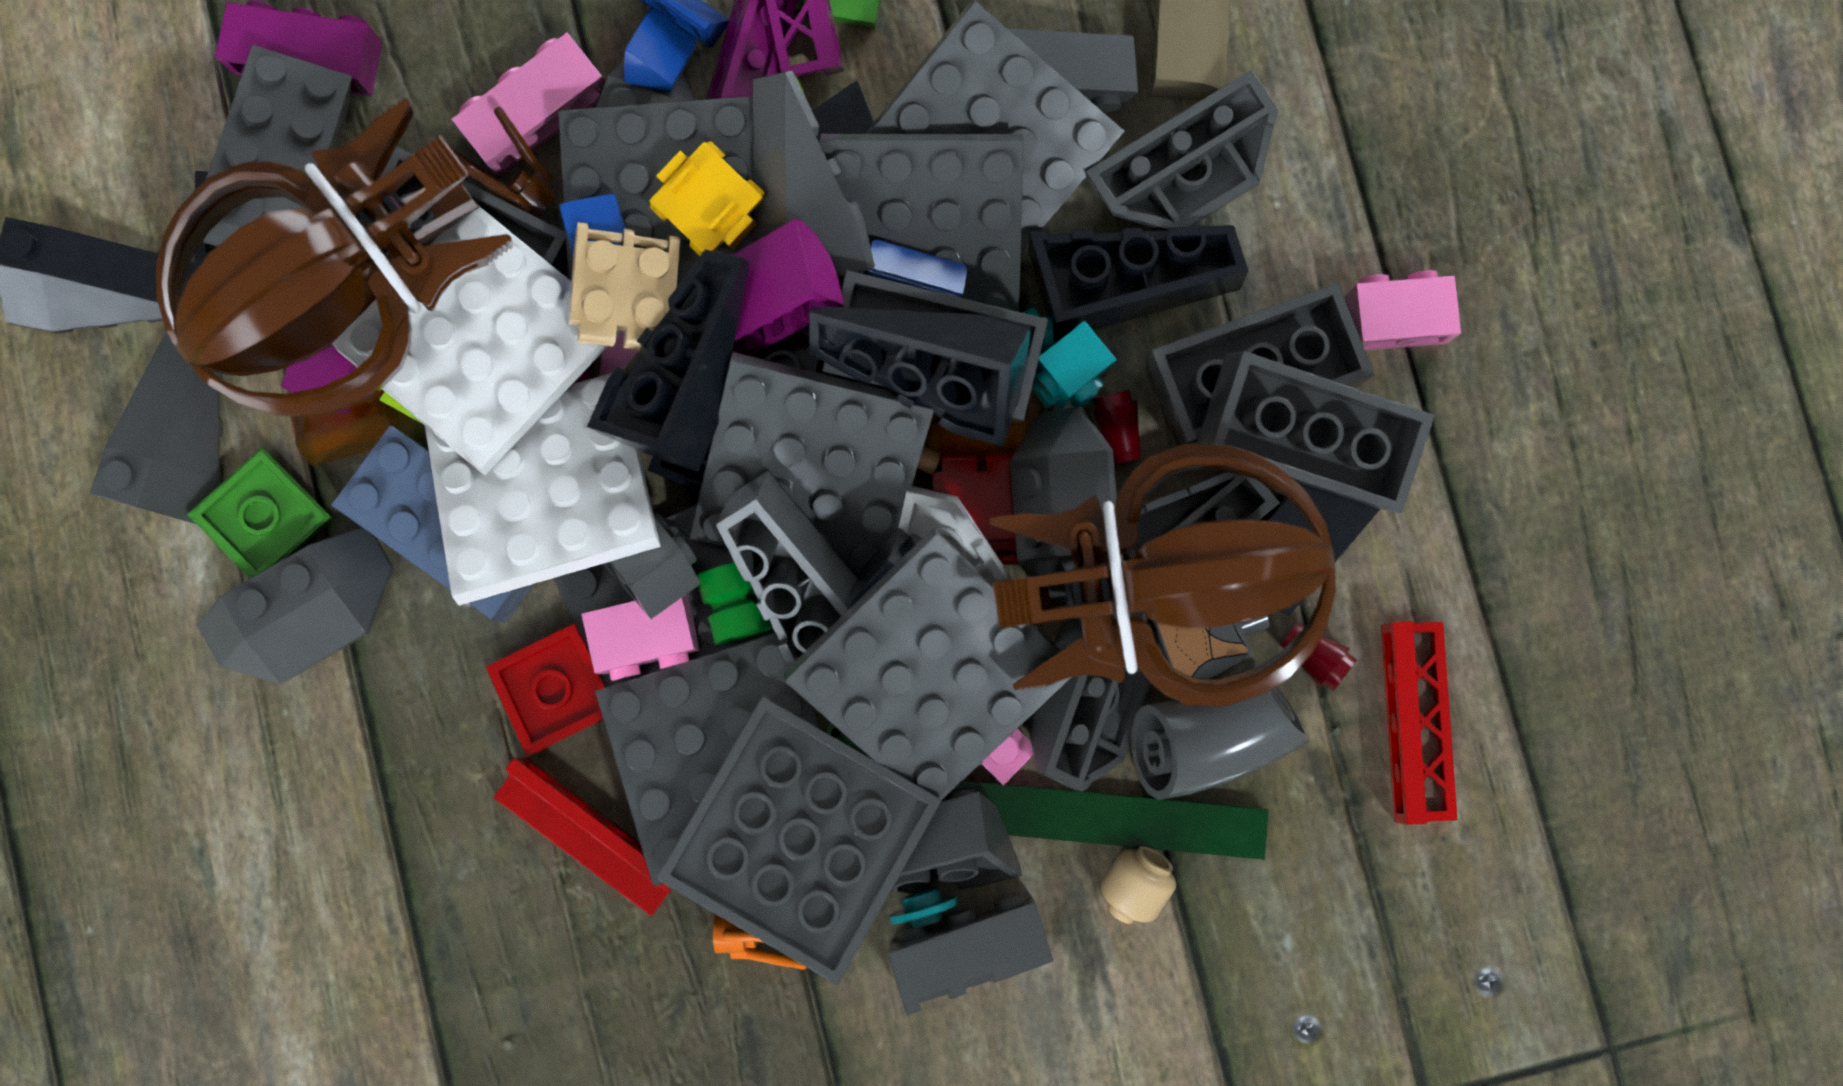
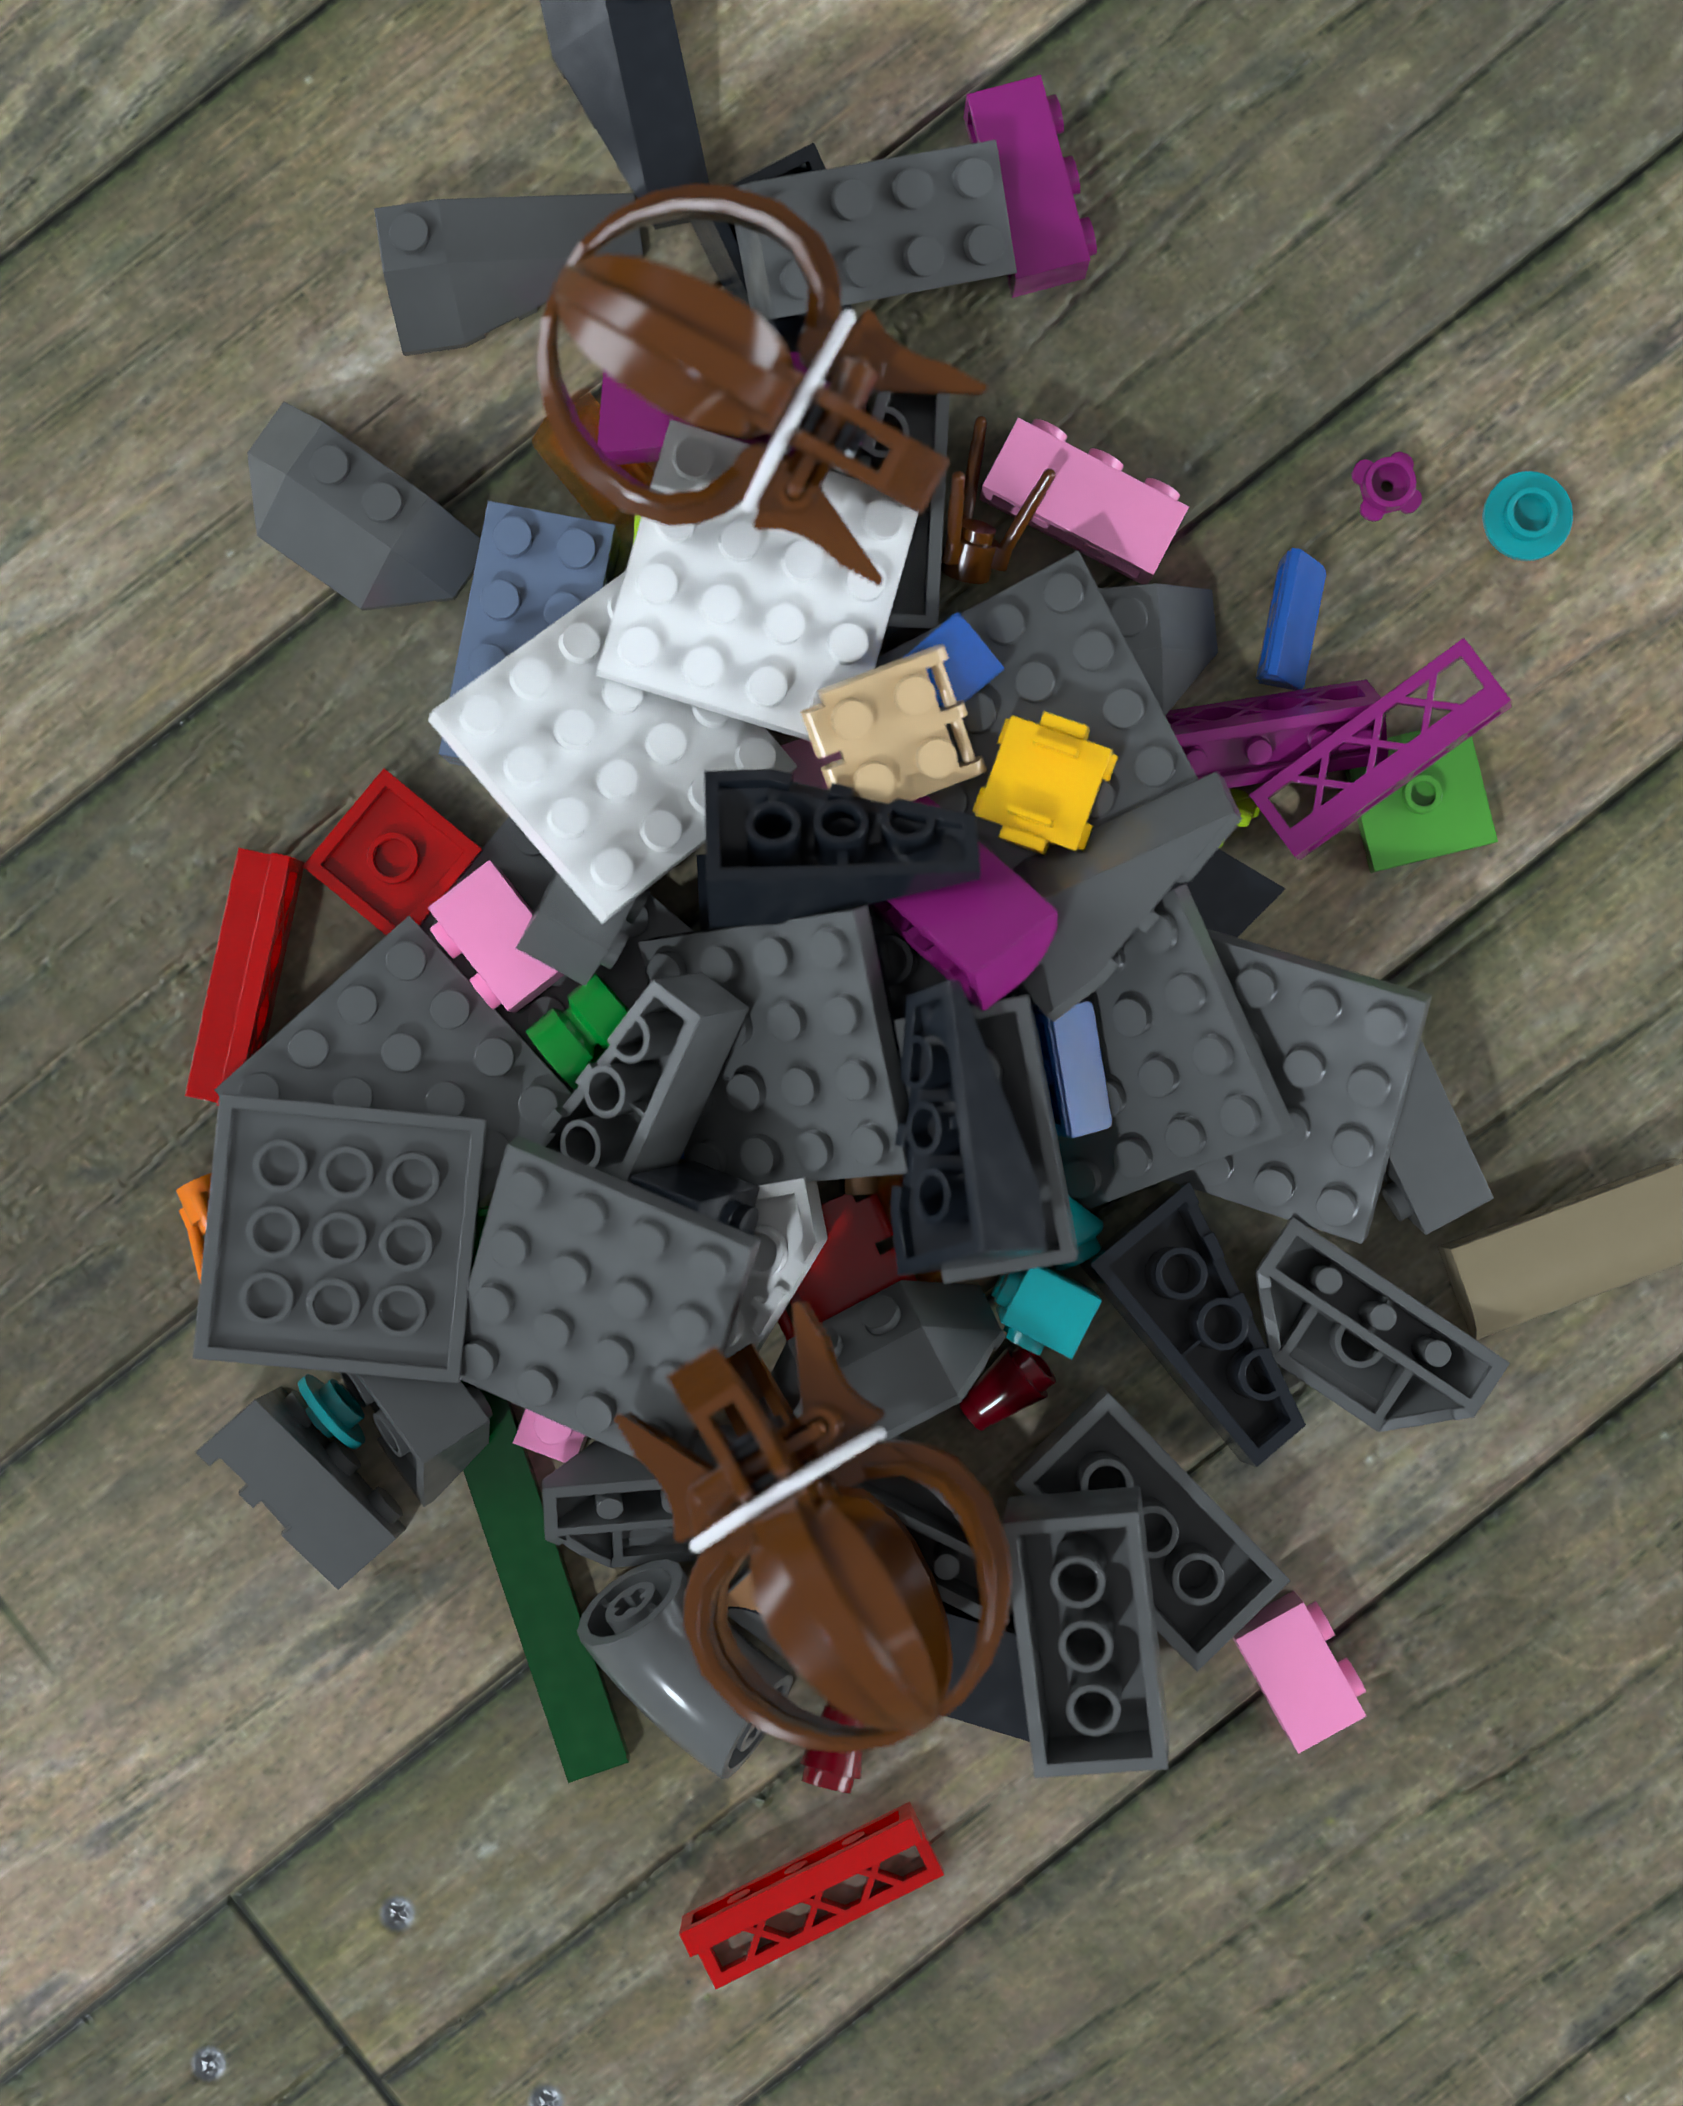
camera: 65 degrees right, 5 degrees up
(260, 515) = (442, 416): bright green plate -> none
(657, 53) = (1213, 629): blue slope -> none
(1138, 885) = (471, 1649): tan head -> none

